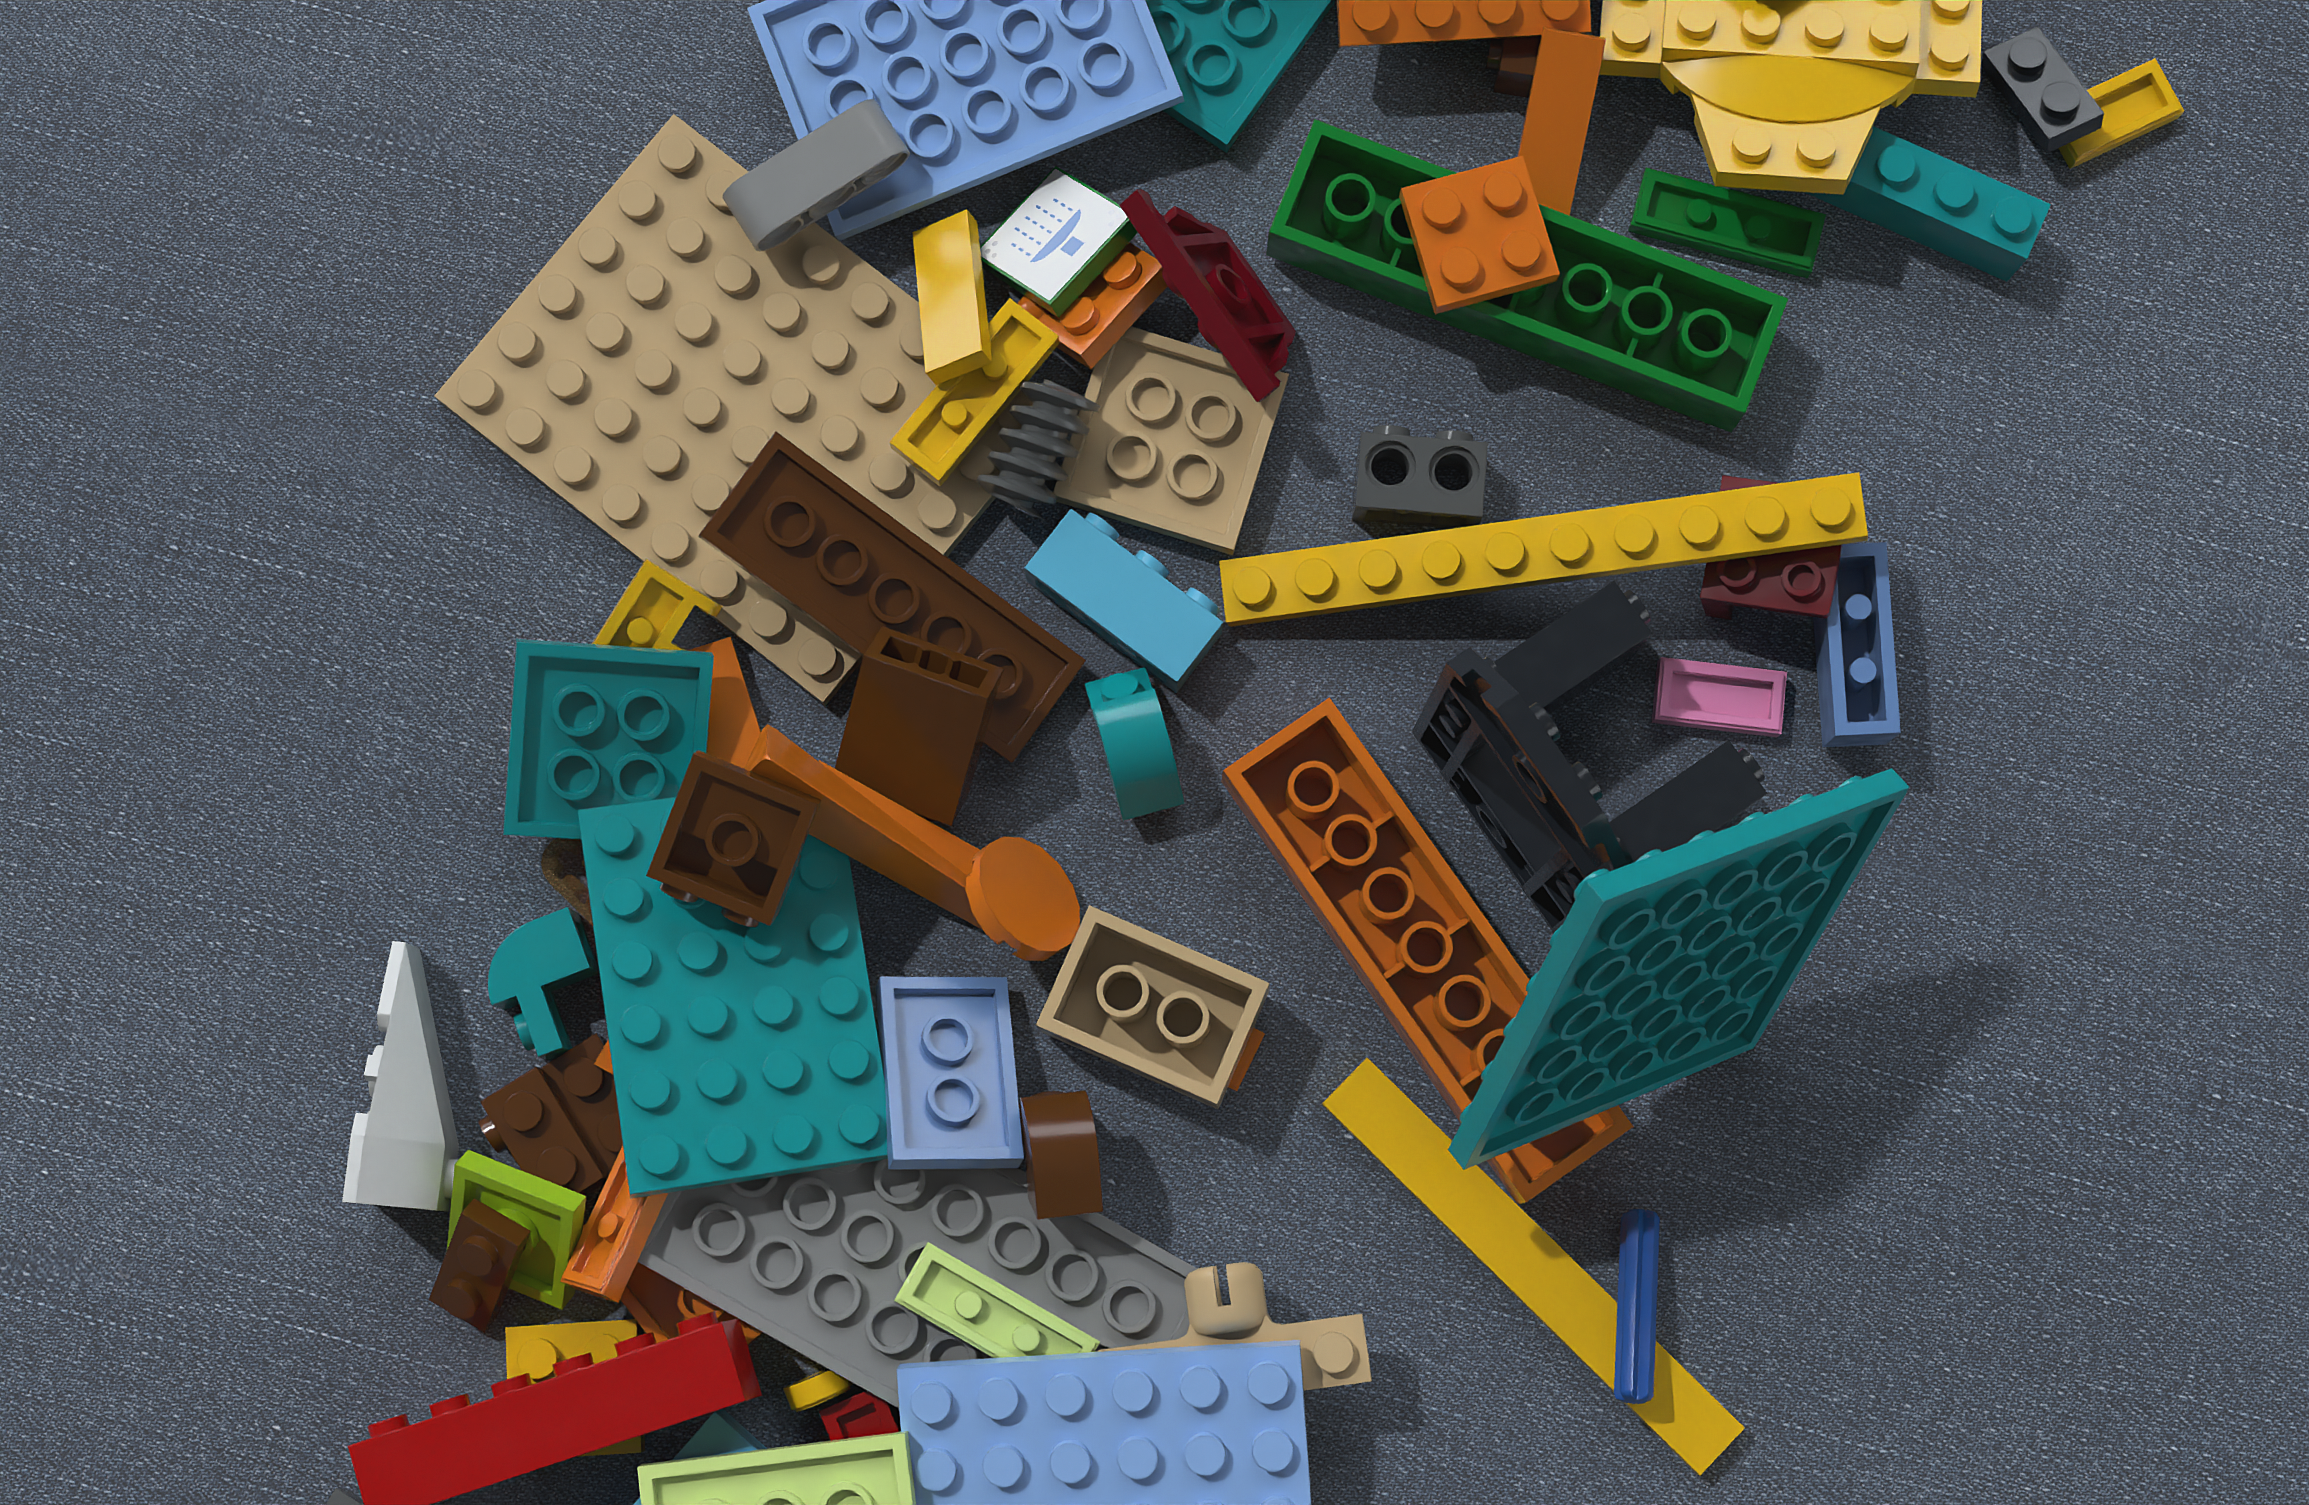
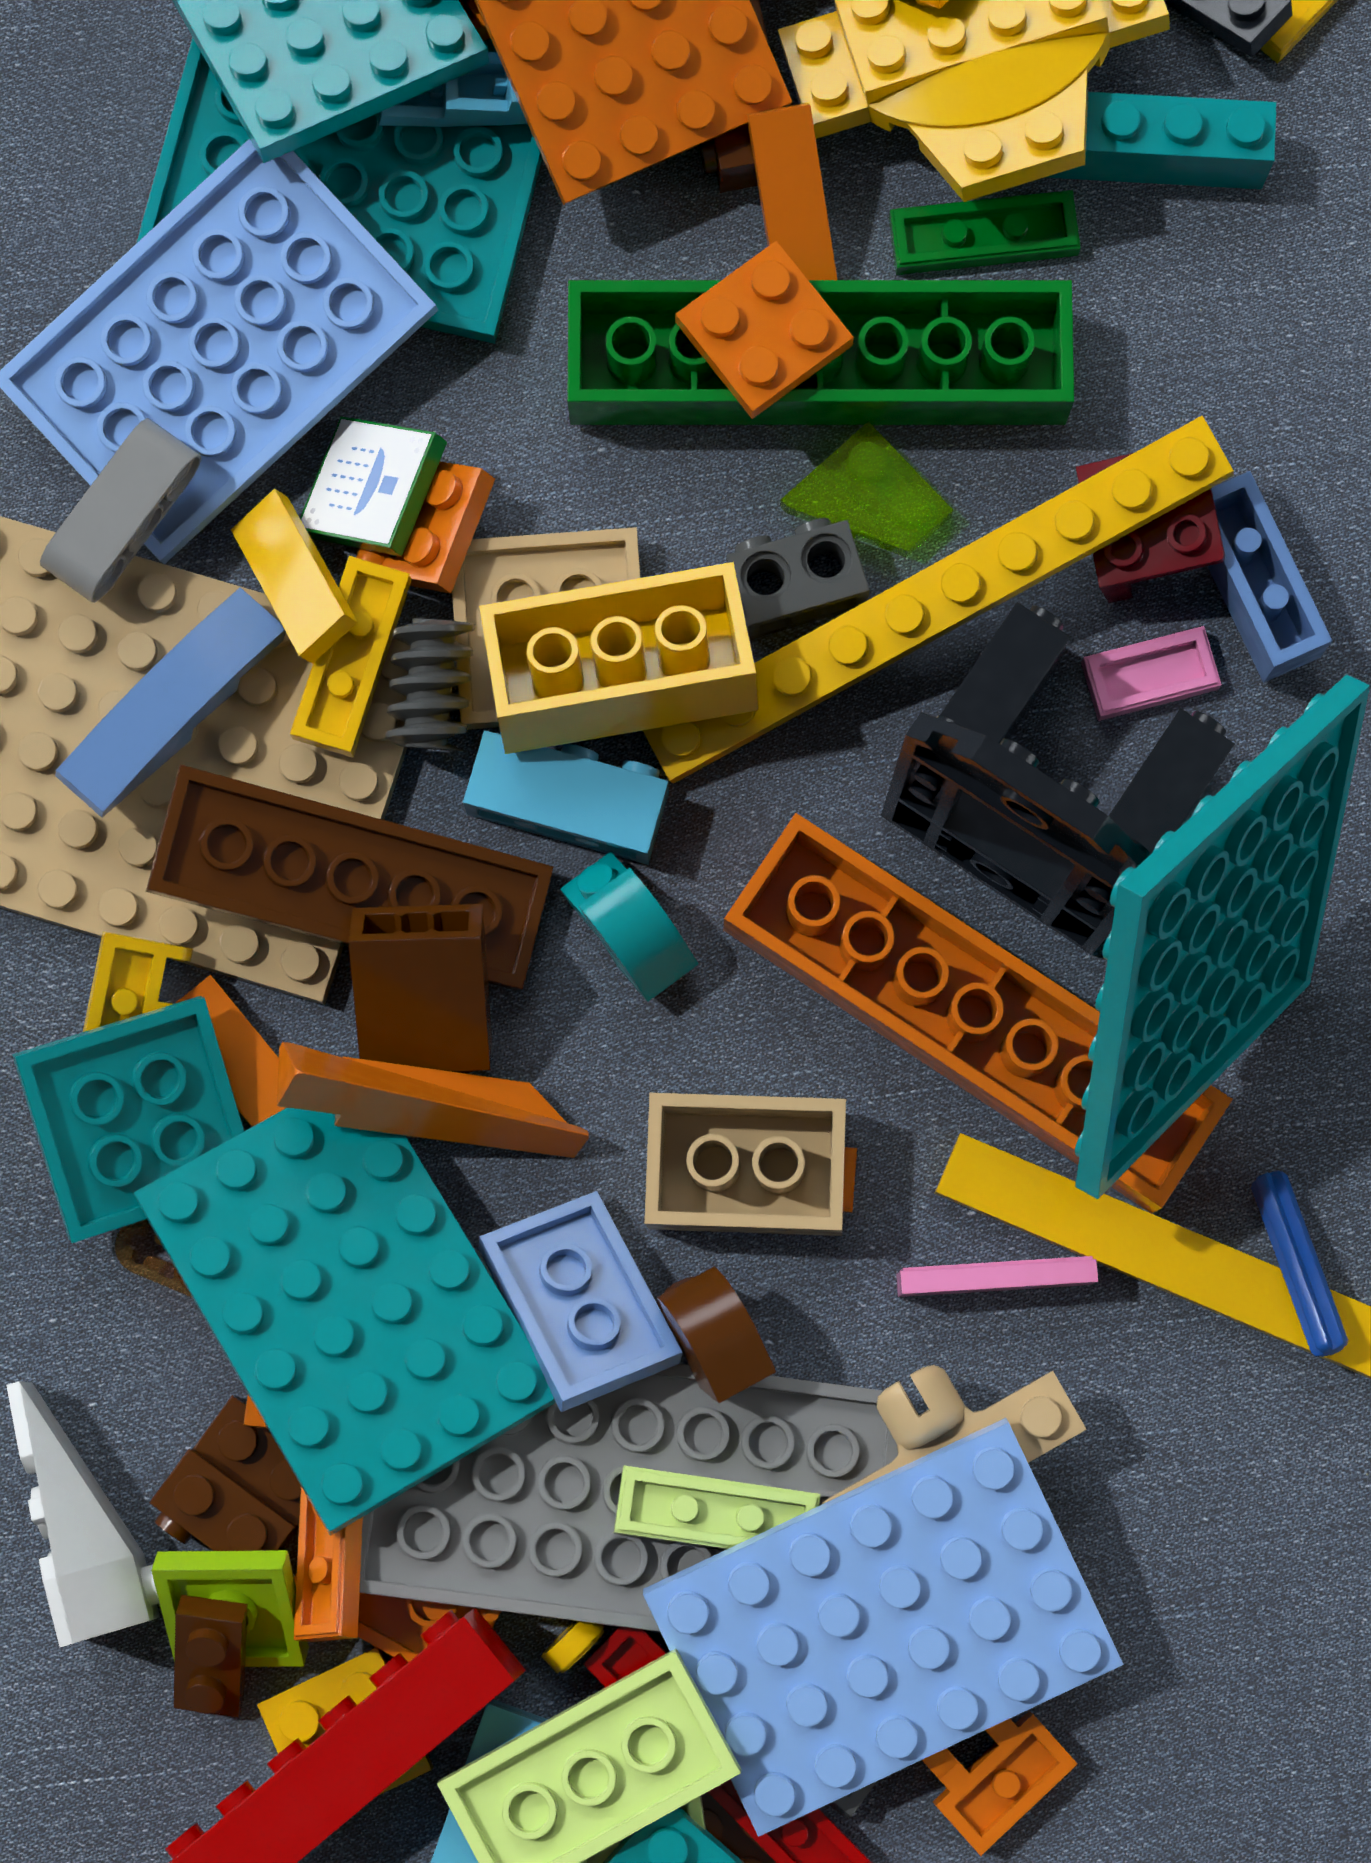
camera: 20 degrees left, 0 degrees up
(534, 964) = (149, 1352): teal brick -> none
(733, 840) = (294, 1162): reddish brown plate -> none
(790, 370) = (170, 702): none -> medium blue slope
(1023, 898) = (584, 1111): orange tile -> none
(1220, 288) = (542, 471): dark red wing -> none
(1220, 489) = (619, 658): none -> yellow brick
(1347, 1205) = (997, 1276): none -> bright pink tile
(1524, 428) = (874, 492): none -> clear neon green wing

